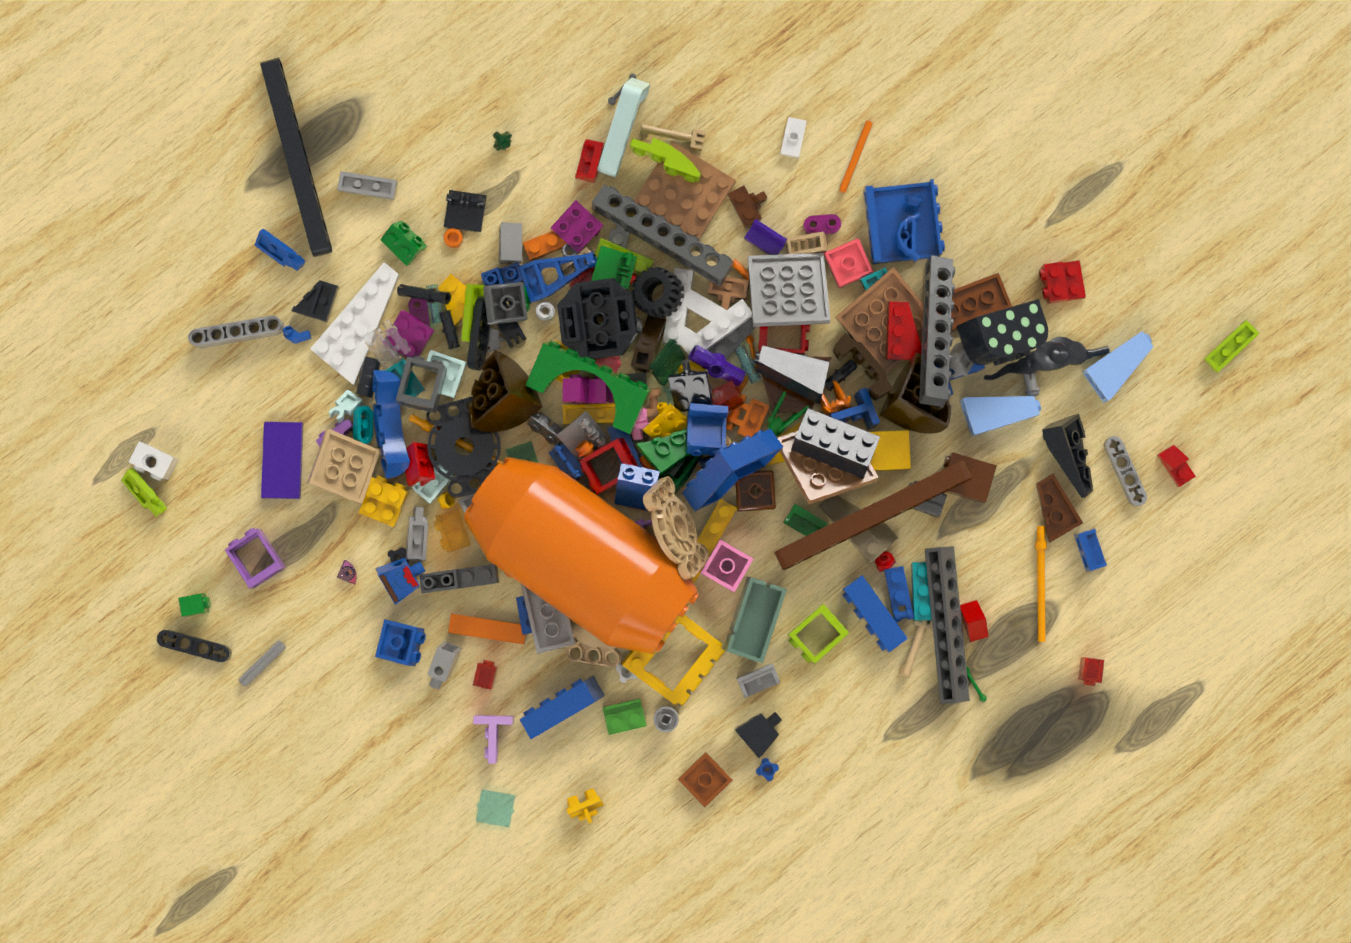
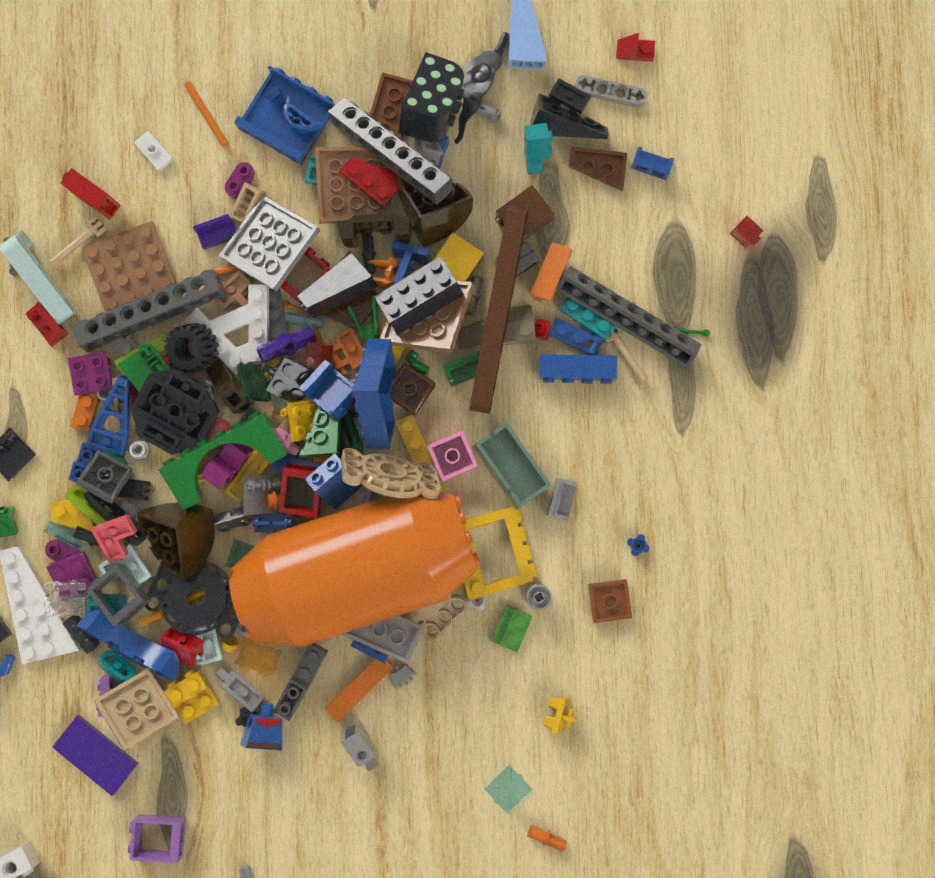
camera: 50 degrees left, 0 degrees up
(345, 405) = (89, 669): light aqua plate -> none
(348, 572) = (228, 768): tile -> none
(400, 643) = (317, 768): blue plate -> none
(430, 295) = (51, 533): black pin -> none
(453, 238) = (23, 480): orange tile -> none
(463, 342) = (110, 535): none -> coral plate
(480, 867) = (547, 838): none -> orange axle
(485, 674) = (394, 717): clear red brick -> none
(491, 733) = (446, 747): lavender bracket -> none
(510, 243) = (62, 436): light grey hinge -> none
(522, 654) = (401, 674): none -> light grey piece
(562, 707) = (466, 674): blue wedge -> none
(674, 161) = (94, 256): lime slope -> none
(720, 116) = (90, 193): none -> red window
(747, 205) = (178, 226): reddish brown hinge -> none
(759, 732) = (604, 529): black torso -> none
(779, 481) = (417, 365): none -> green arm
(832, 620) = (559, 405): lime window -> none
(848, 263) = (285, 182): coral plate -> none
(882, 480) = (477, 282): none -> dark tan pin
(936, 534) = (551, 272): none -> orange panel
(974, 621) = (641, 294): red slope -> none
(991, 413) = (489, 156): light blue slope -> none
(1030, 446) = (537, 146): none -> teal hinge
(1041, 545) = (620, 199): light orange bar -> none
(1062, 281) = (426, 29): red plate -> none
(1095, 440) = (569, 96): none -> black plate

